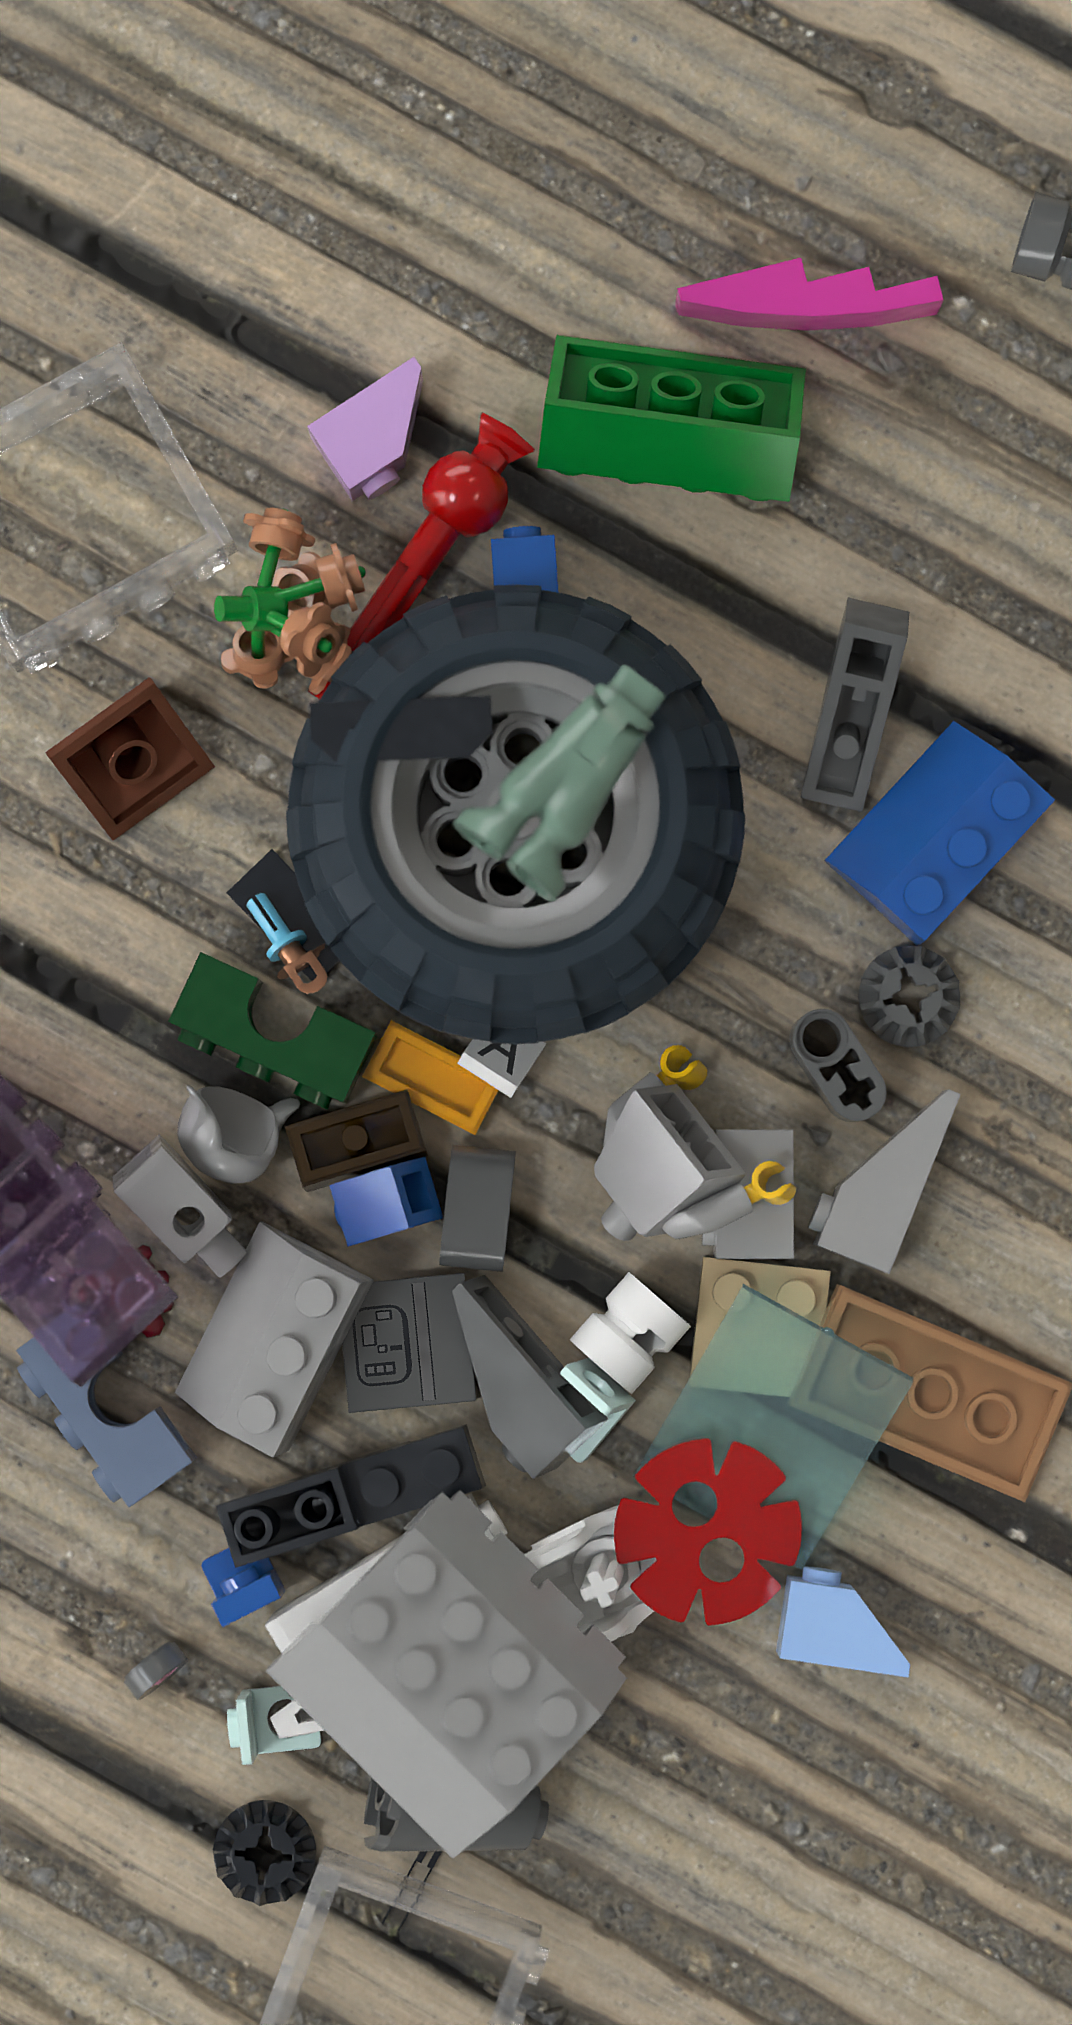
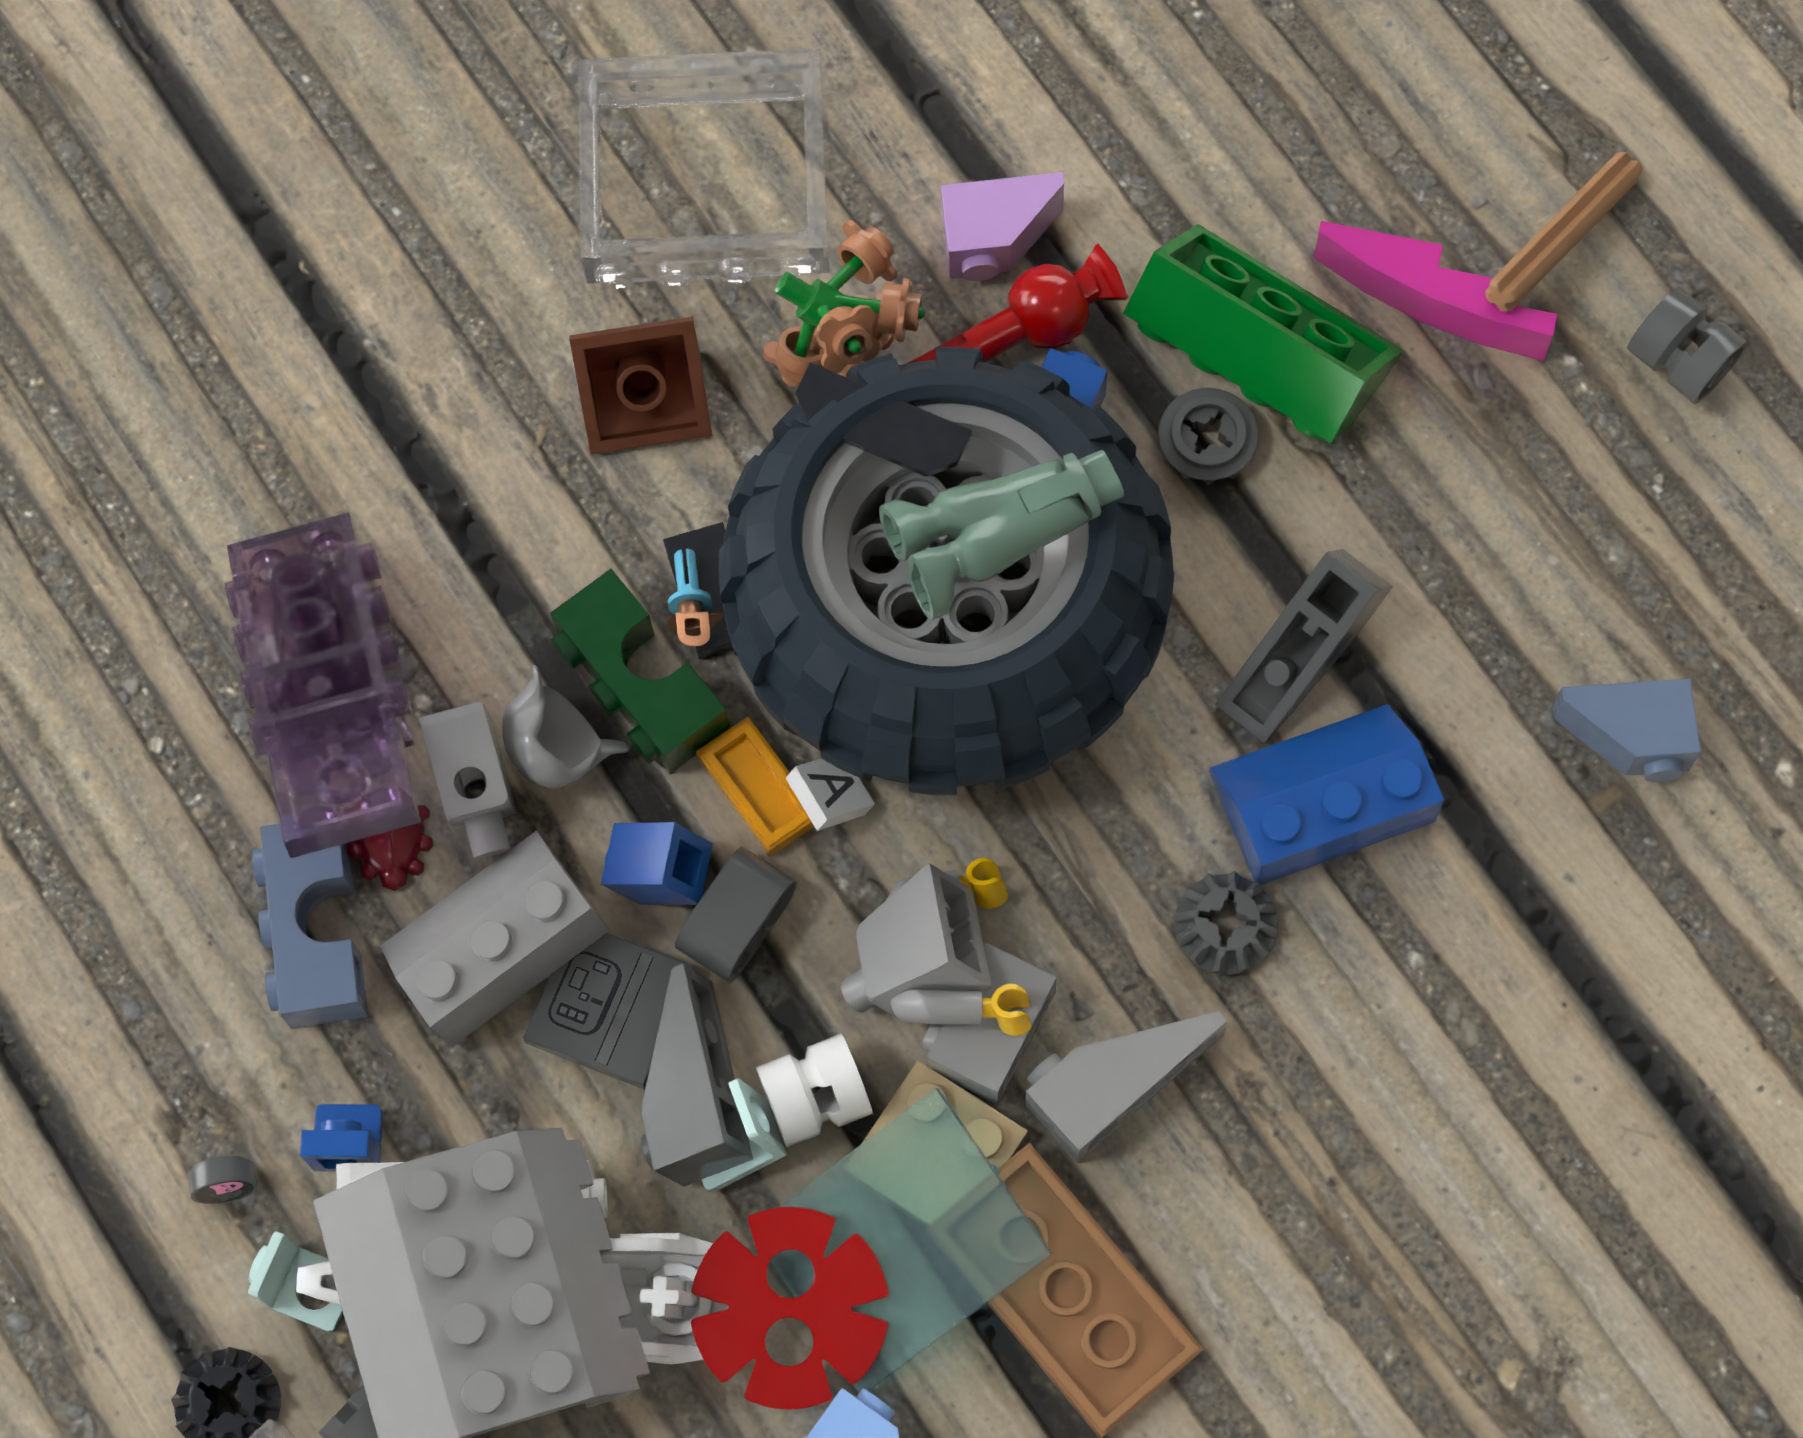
camera: 30 degrees right, 15 degrees down
(349, 1495) = (471, 1106): black slope -> none
(356, 1140) = (659, 794): dark brown slope -> none
(693, 525) = (1198, 411): none -> dark grey gear
(834, 1086) = (1114, 942): dark grey beam -> none
(903, 185) = (1563, 231): none -> medium nougat axle

